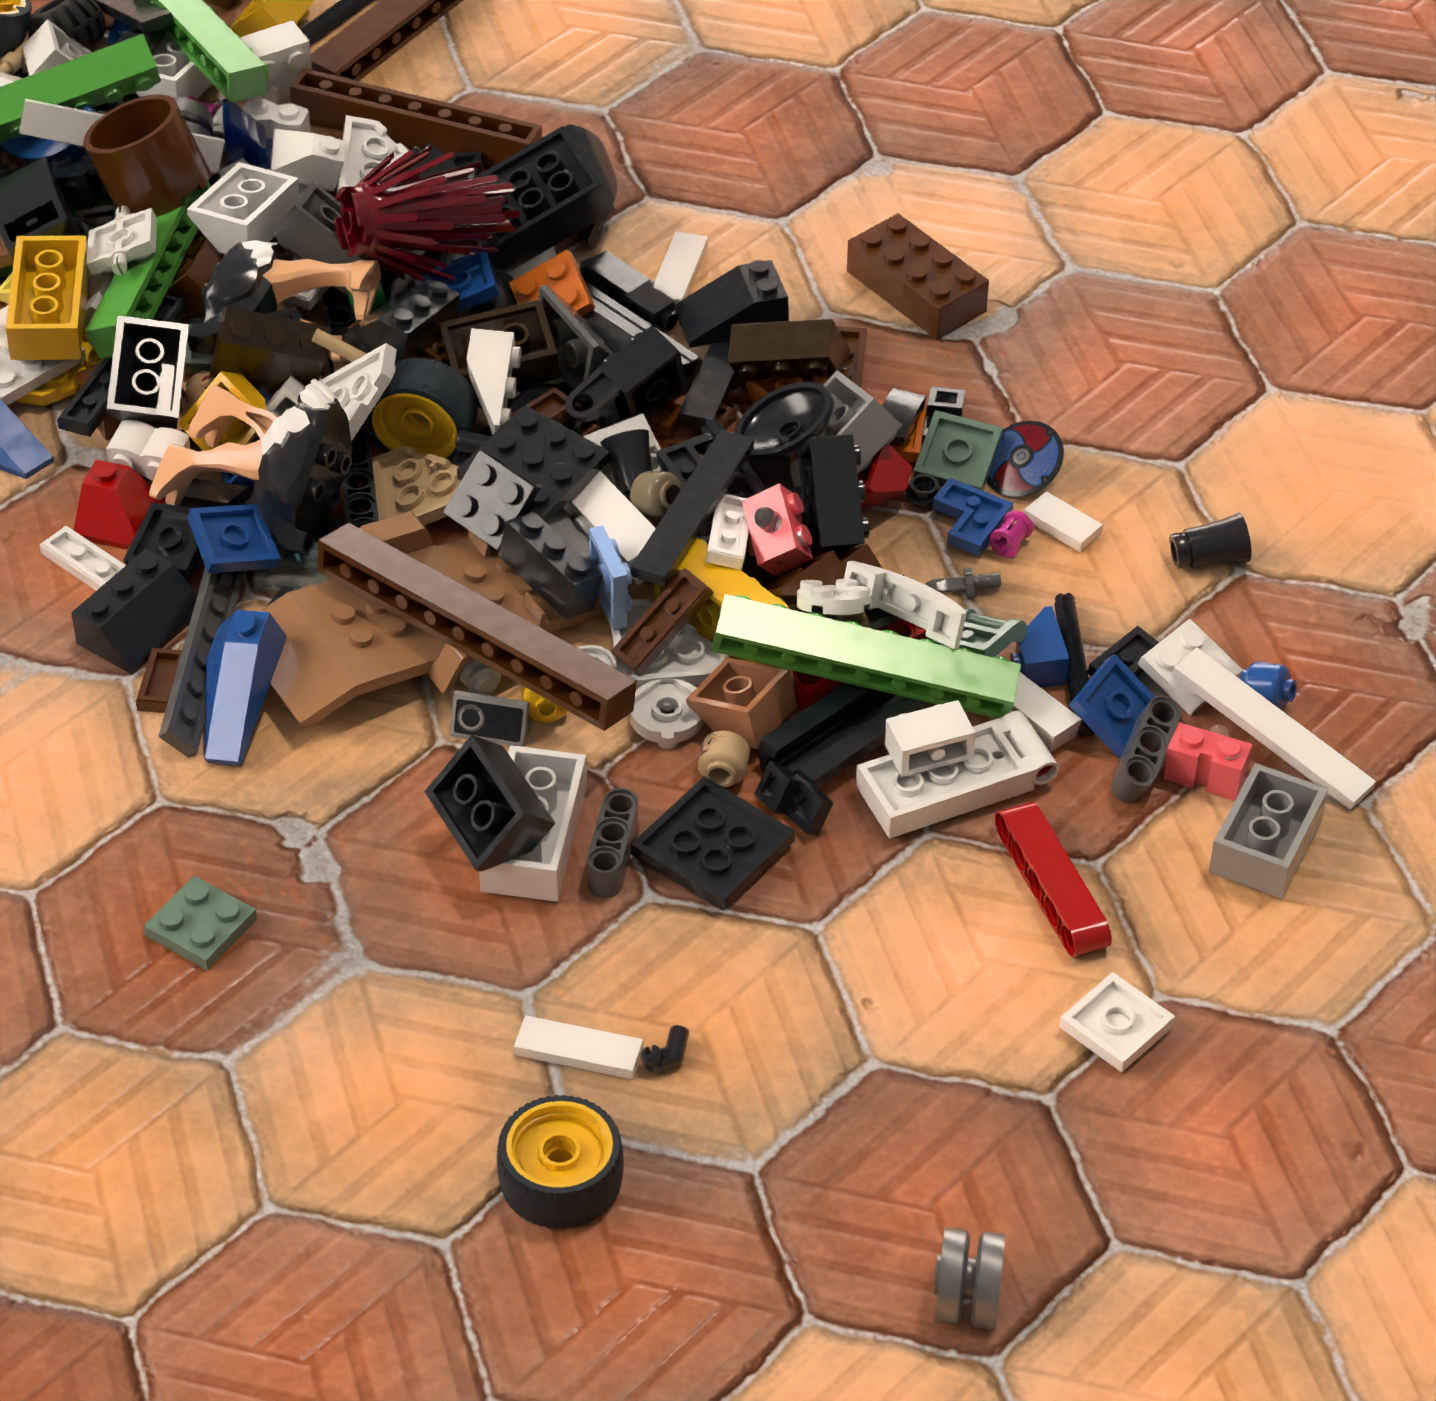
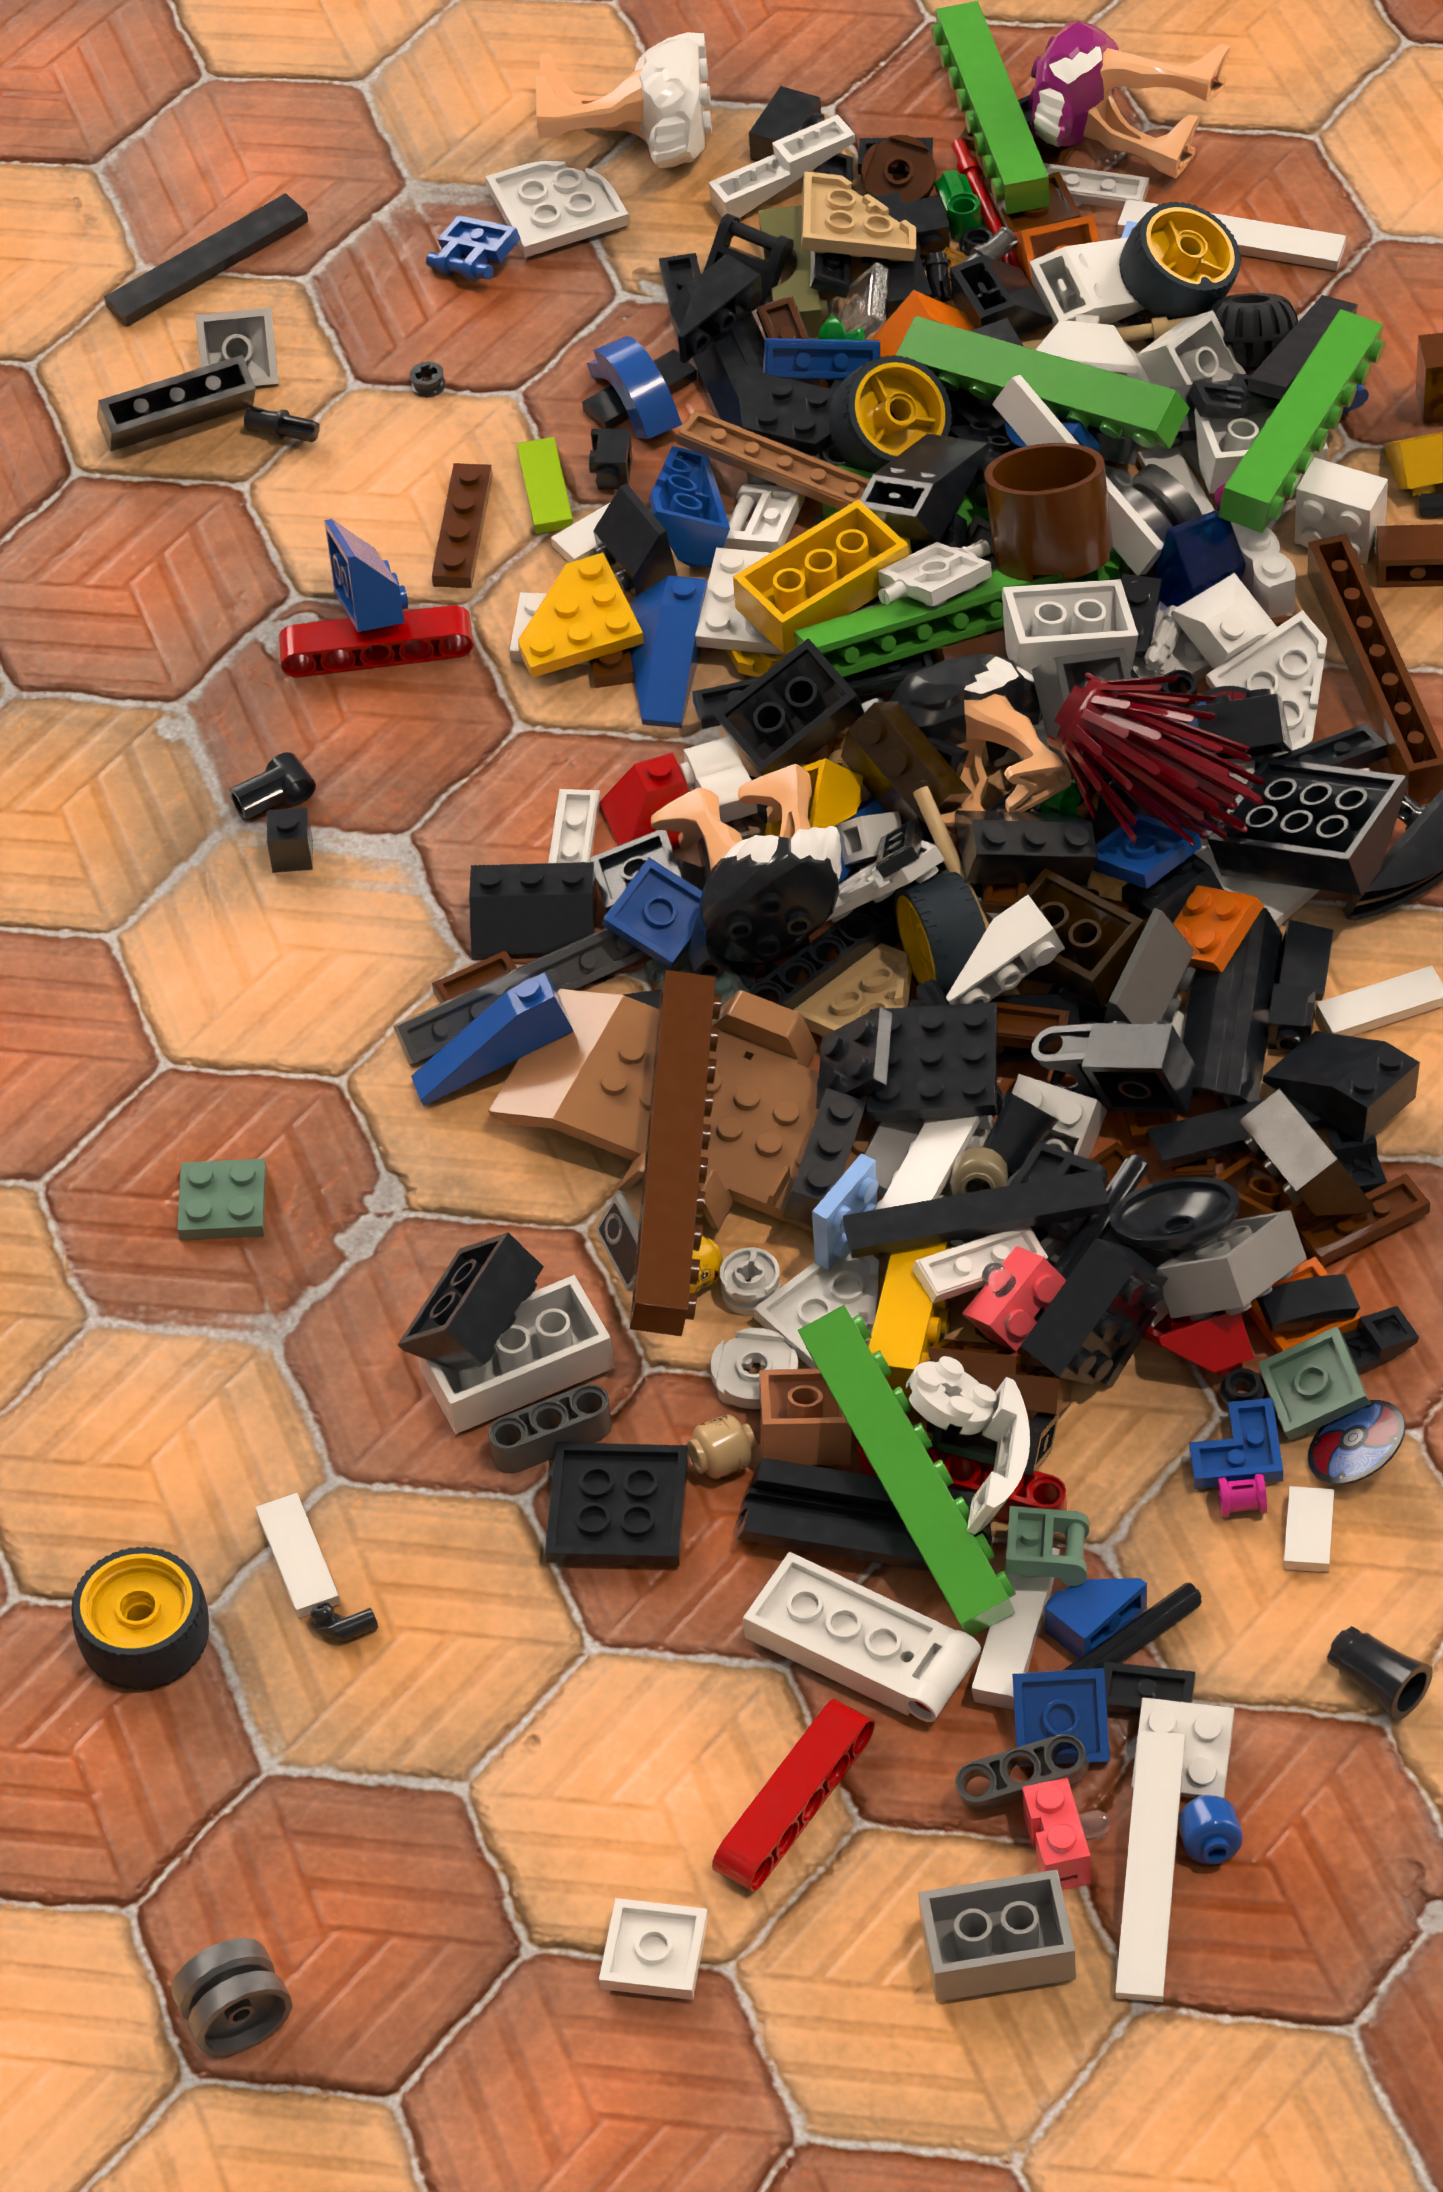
camera: 60 degrees right, 5 degrees up
(350, 373) = (899, 848): none -> black tile
(662, 622) = (828, 1288): reddish brown tile -> none
(793, 796) = (722, 1527): black slope -> none
(929, 738) = (854, 1584): white brick -> none
(968, 582) = (1144, 1501): dark grey piece -> none

